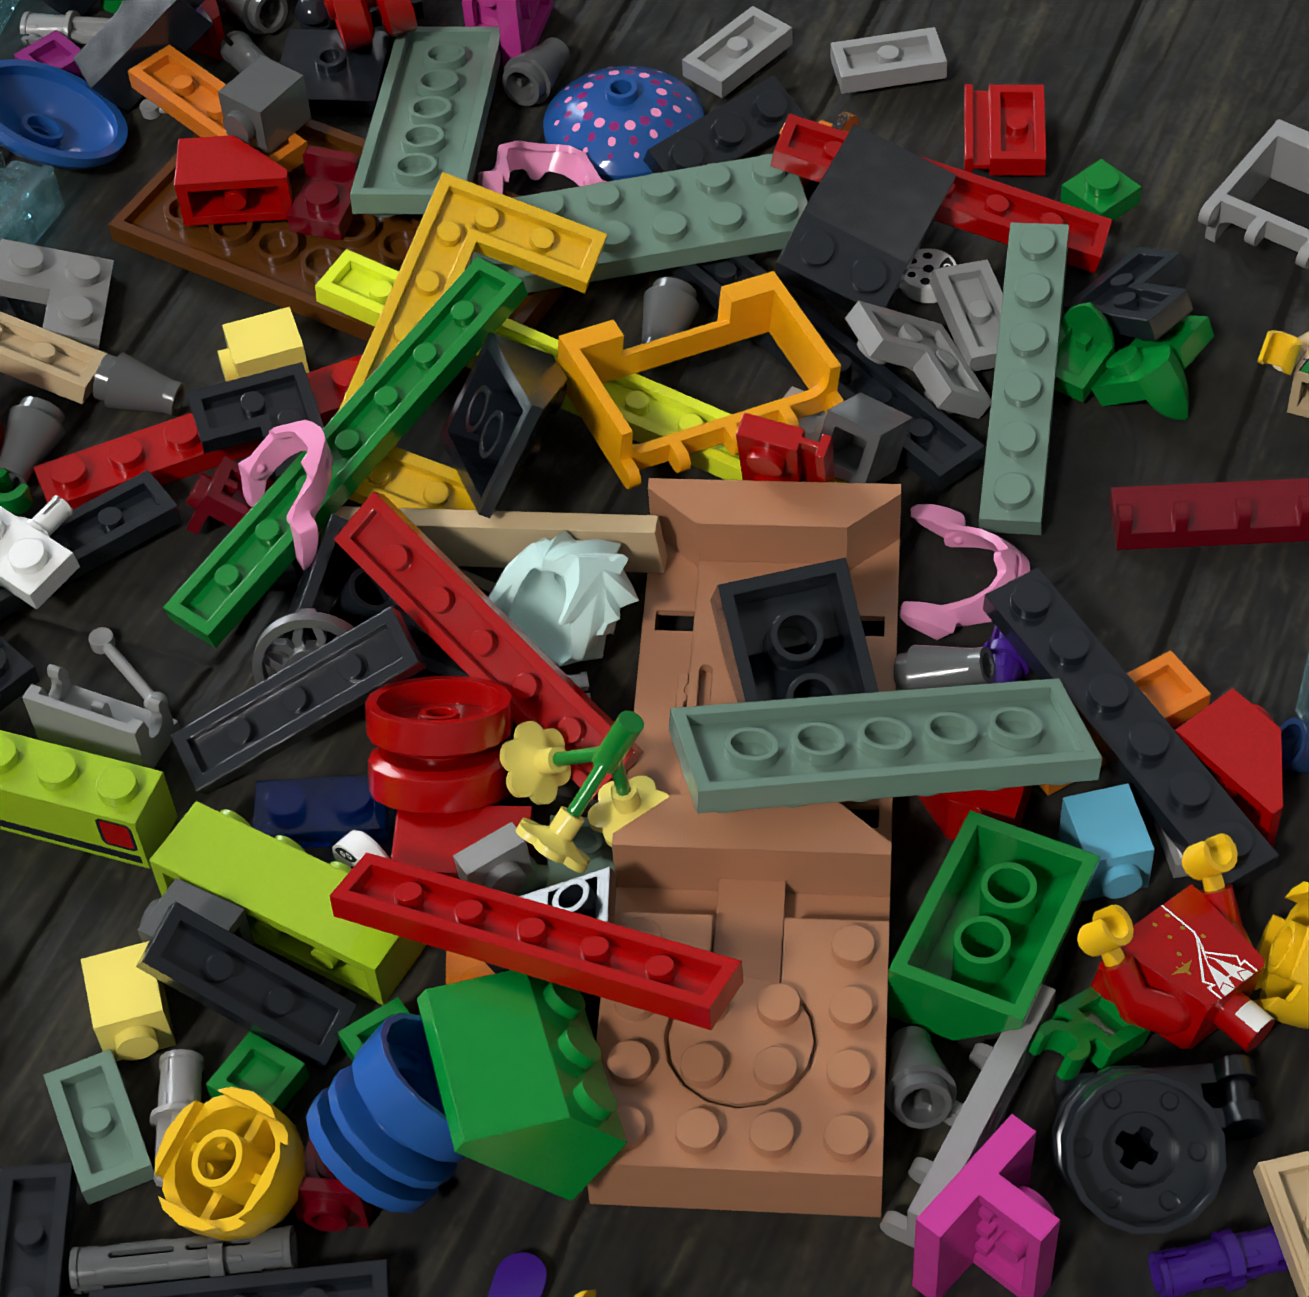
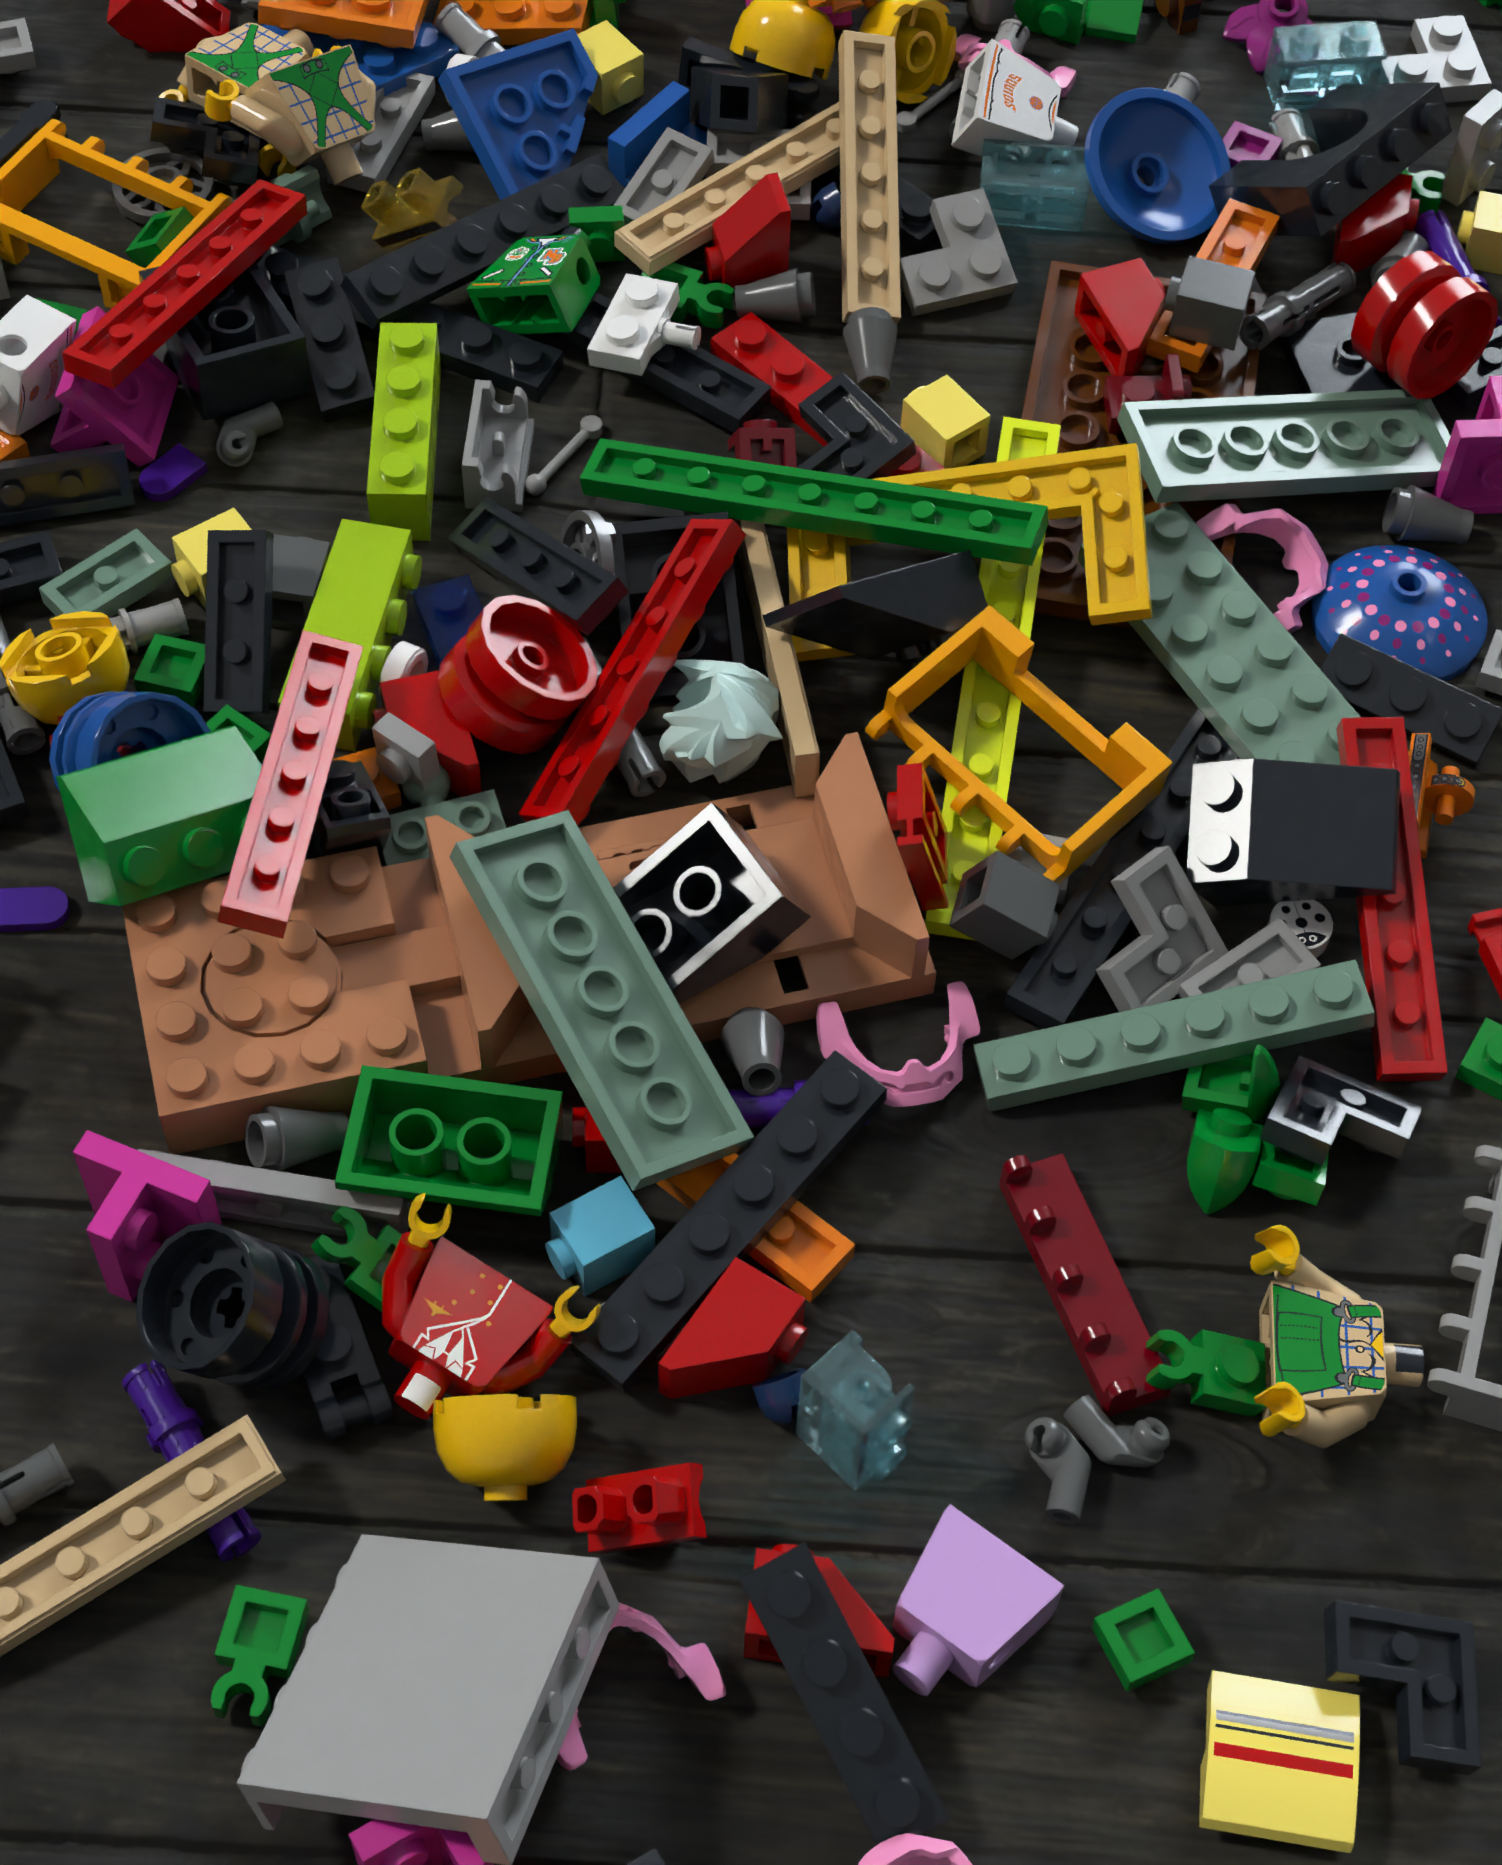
camera: 65 degrees right, 5 degrees up
(318, 462) = (767, 466): bright pink helmet -> none
(540, 764) = (516, 750): light yellow plant -> none
(668, 309) = (1138, 707): dark grey cone -> none

